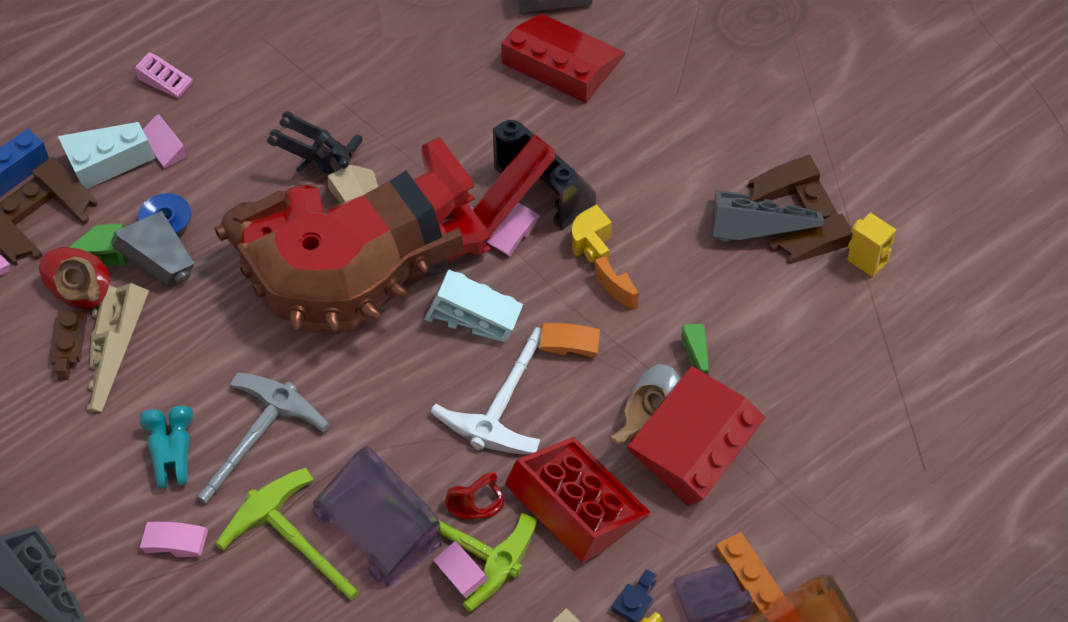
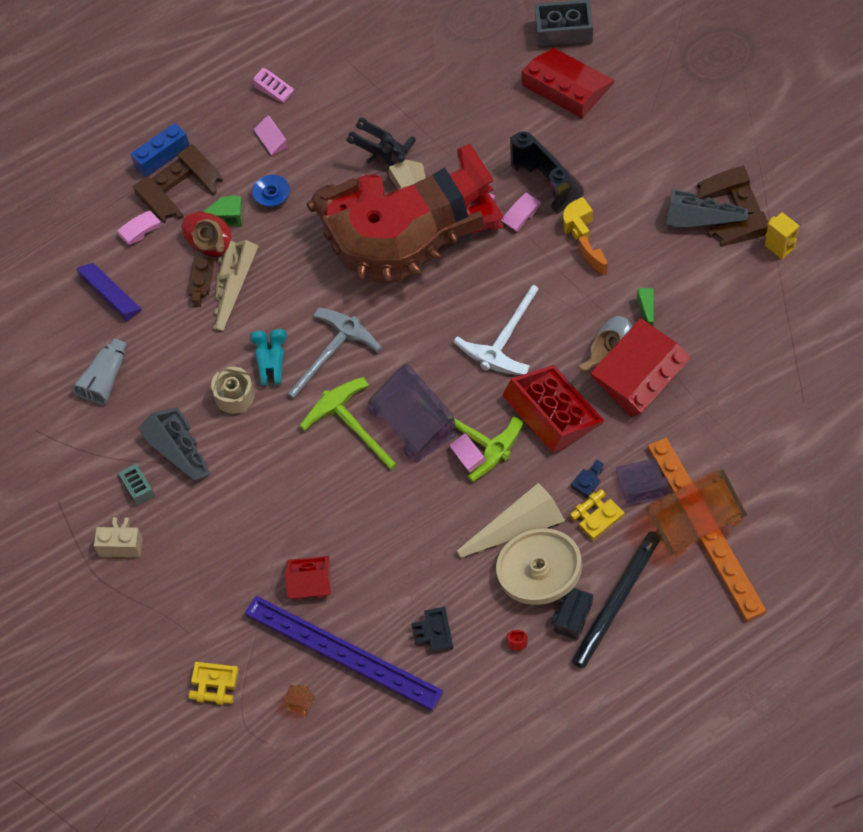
camera: 10 degrees right, 5 degrees up
(106, 152) = (230, 142): light aqua wedge -> none
(117, 497) = (233, 390): none -> tan brick
(155, 248) = (263, 215): slope -> none
(174, 537) = (274, 421): bright pink slope -> none
(461, 503) = (471, 404): red piece -> none
(474, 306) = (489, 267): light aqua wedge -> none
(514, 183) = (523, 178): red fence -> none
(564, 337) = (555, 293): orange slope -> none

